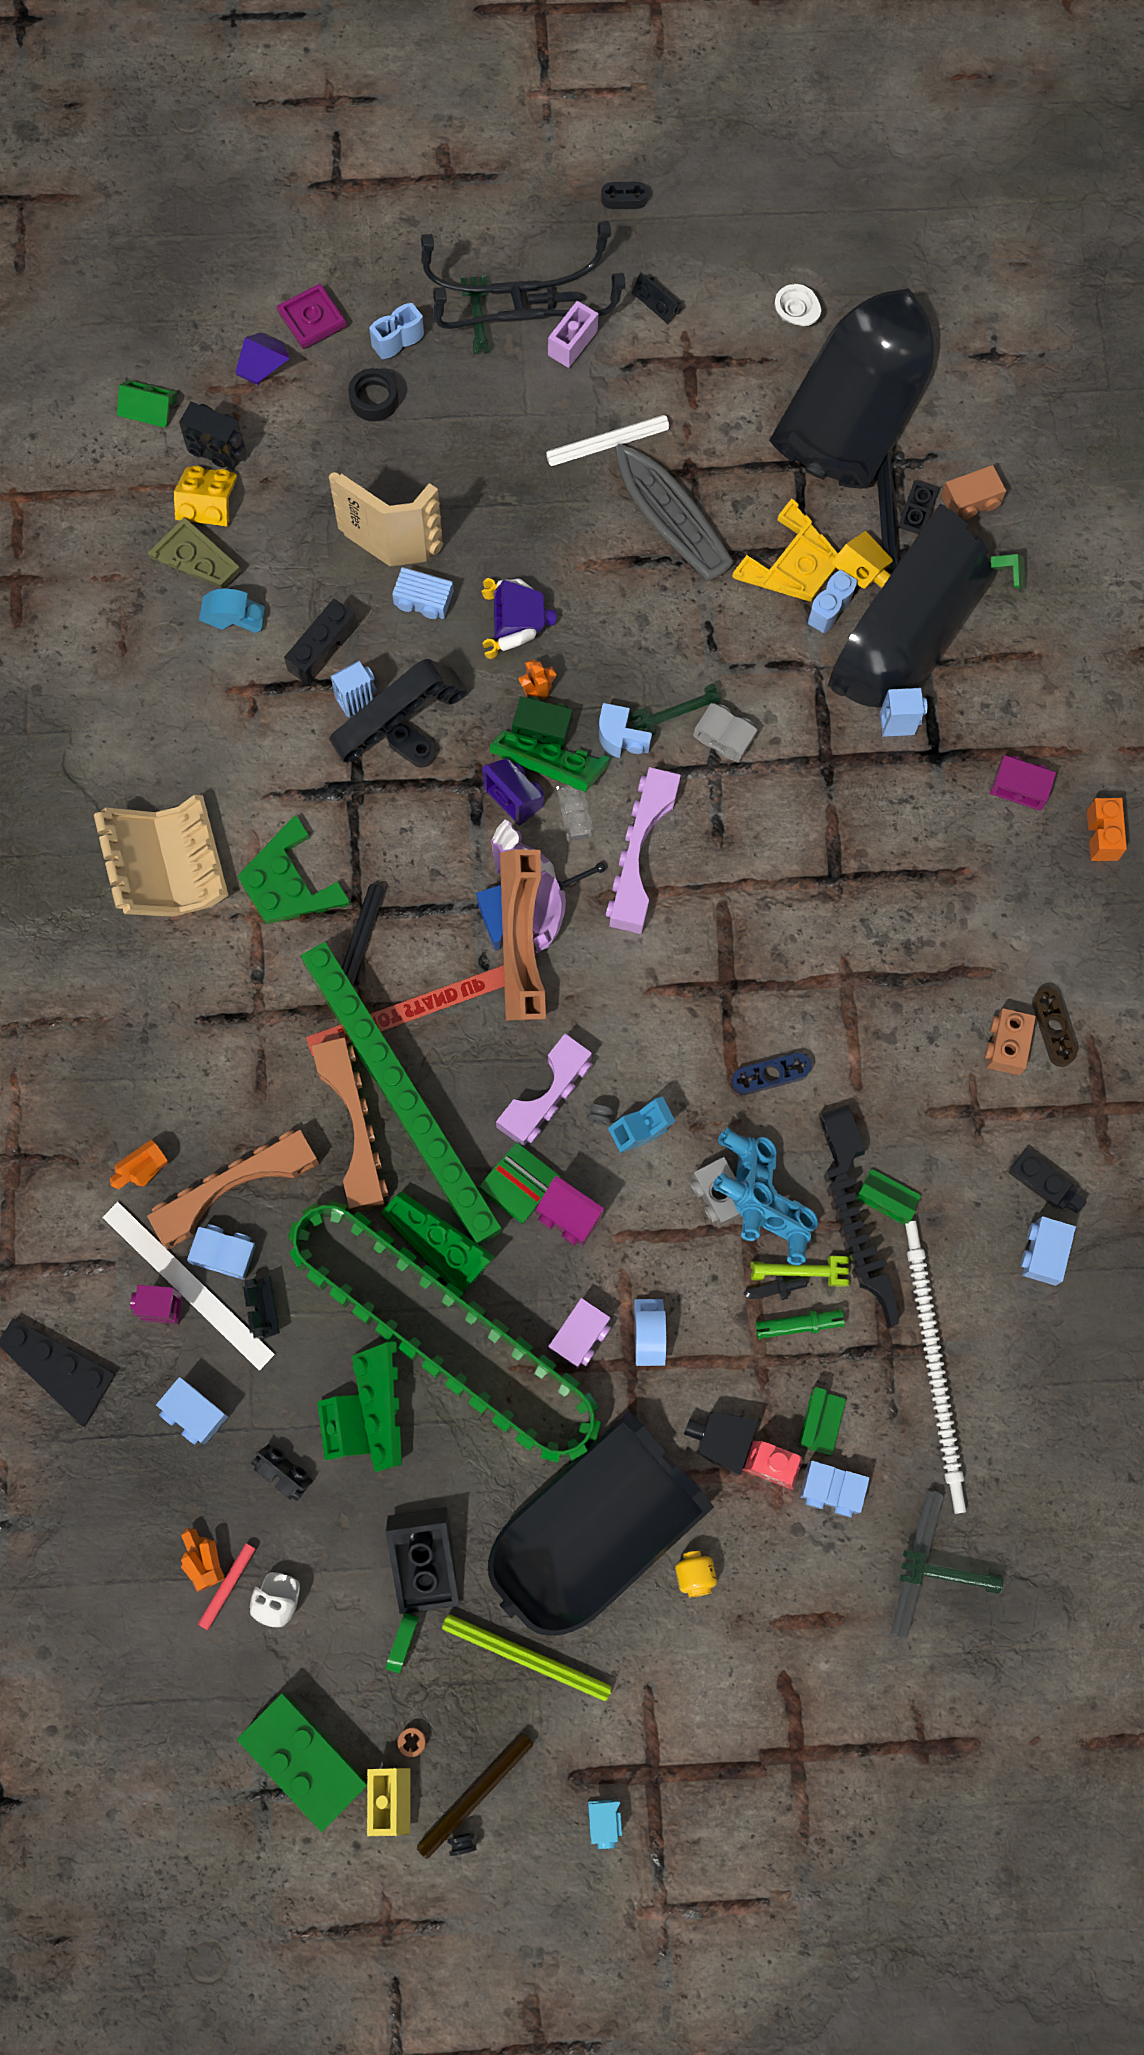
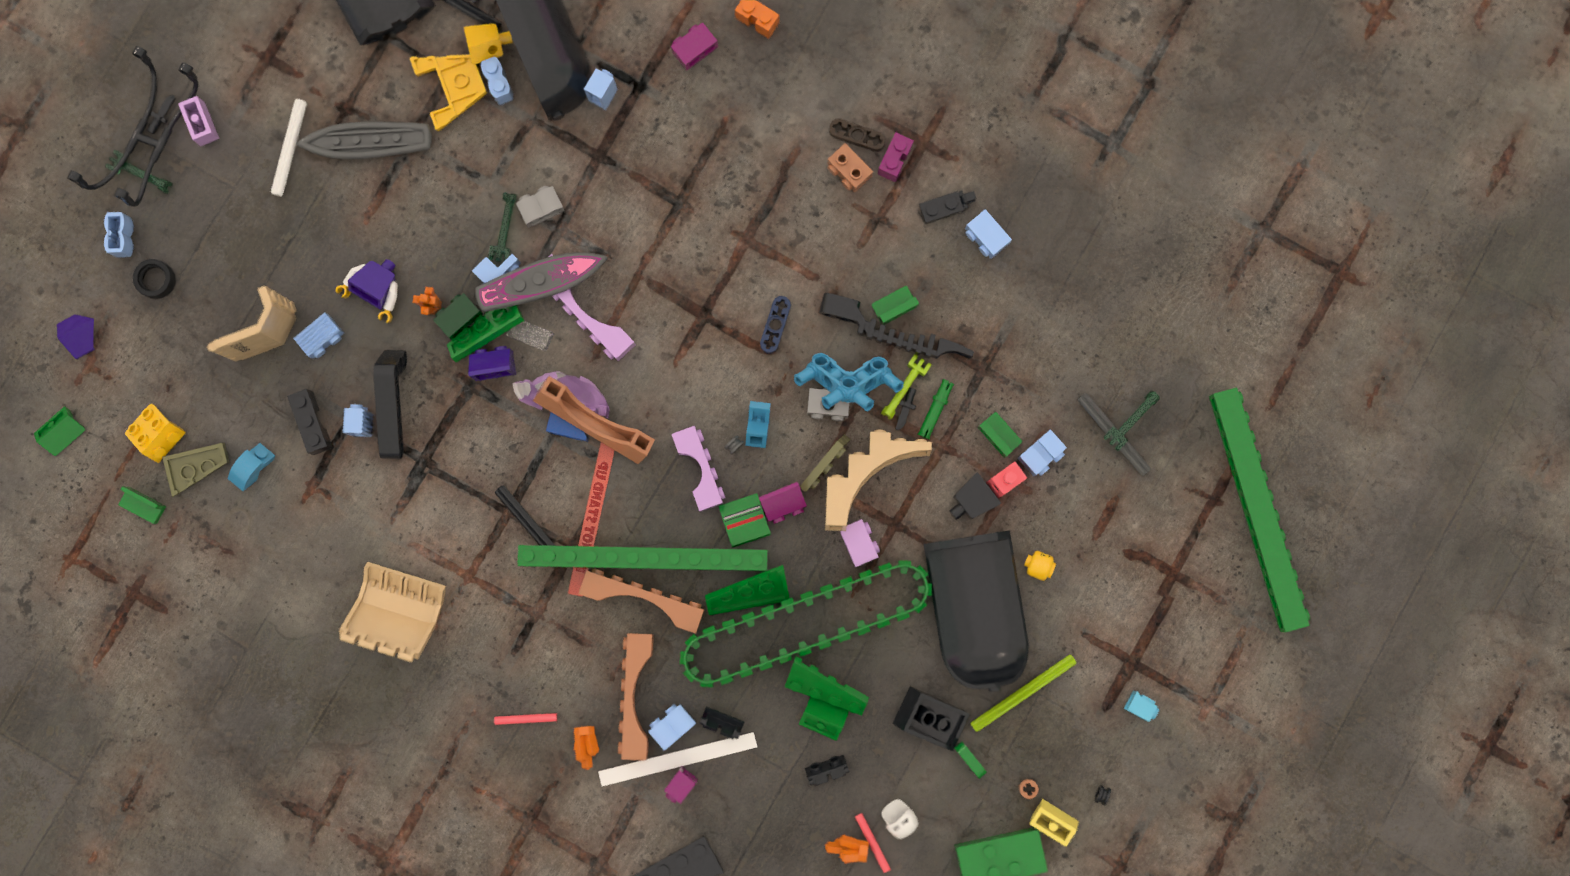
camera: 50 degrees left, 10 degrees up
(118, 529) = (141, 505): none -> green panel
(129, 1081) = (533, 718): none -> coral bar
(191, 1411) = (757, 803): light blue brick -> none
(212, 435) = (116, 403): black brick -> none
(276, 884) = (457, 550): green wing -> none
(311, 316) = (67, 283): magenta plate -> none
(409, 744) = (417, 408): black plate -> none
(474, 1796) = (1080, 771): dark brown axle -> none
(600, 868) = (576, 342): black hinge -> none
(624, 195) = (115, 18): black beam -> none
(641, 778) = (538, 280): none -> dark grey piece
(648, 1232) = (825, 464): none -> olive wing
(650, 1332) = (884, 500): light blue brick -> none
(655, 298) = (200, 49): black hinge -> none
(670, 1278) = (861, 468): none -> tan arch
(947, 1816) = (1259, 510): none -> green brick
(954, 1476) = (1004, 343): white hose -> none
(1070, 1082) = (897, 150): none -> magenta brick

